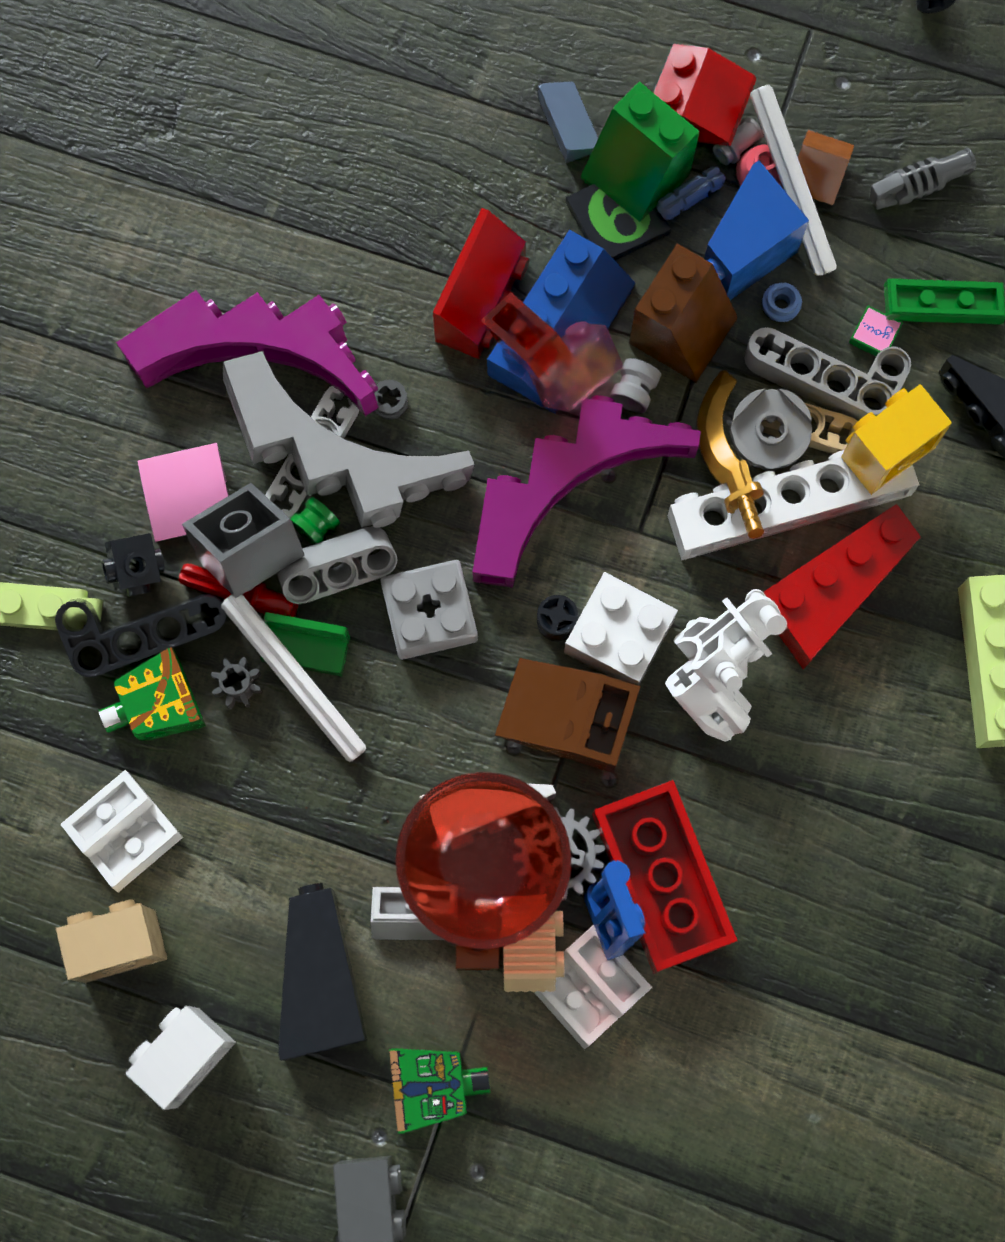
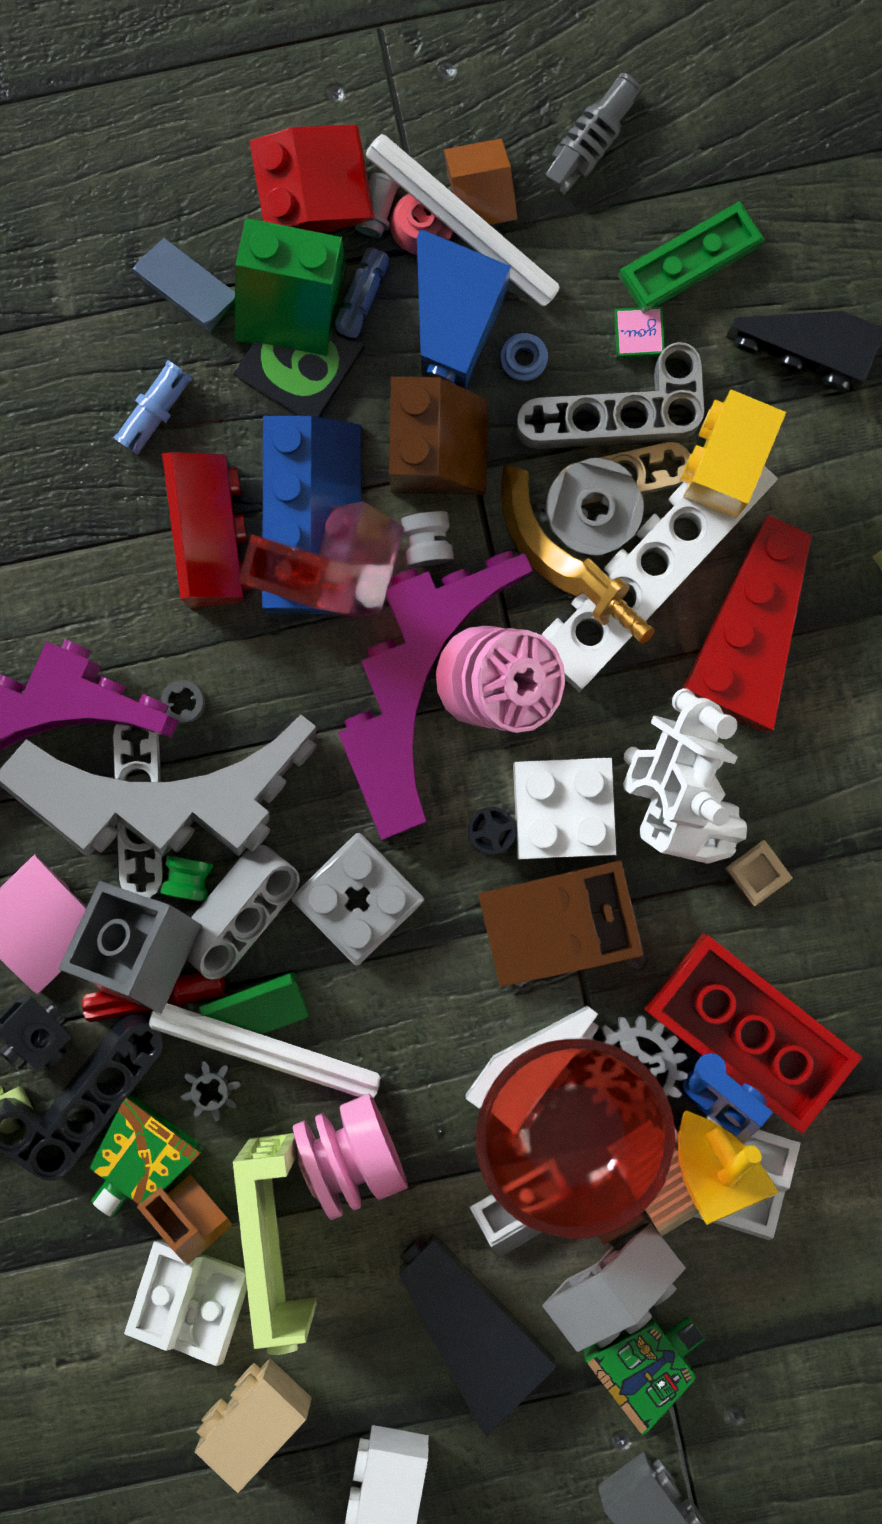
camera: 30 degrees left, 10 degrees up
(158, 762) = (185, 1218): none -> dark orange piece
(206, 797) = (274, 1321): none -> yellowish green panel
(307, 787) = (349, 1157): none -> bright pink wheel
(444, 1010) = (616, 1290): none -> light grey brick
(494, 187) = (153, 407): none -> medium blue pin
(578, 964) = (720, 1169): none -> yellow shield
(610, 503) = (500, 678): none -> bright pink wheel
(738, 767) = (758, 873): none -> tan tile

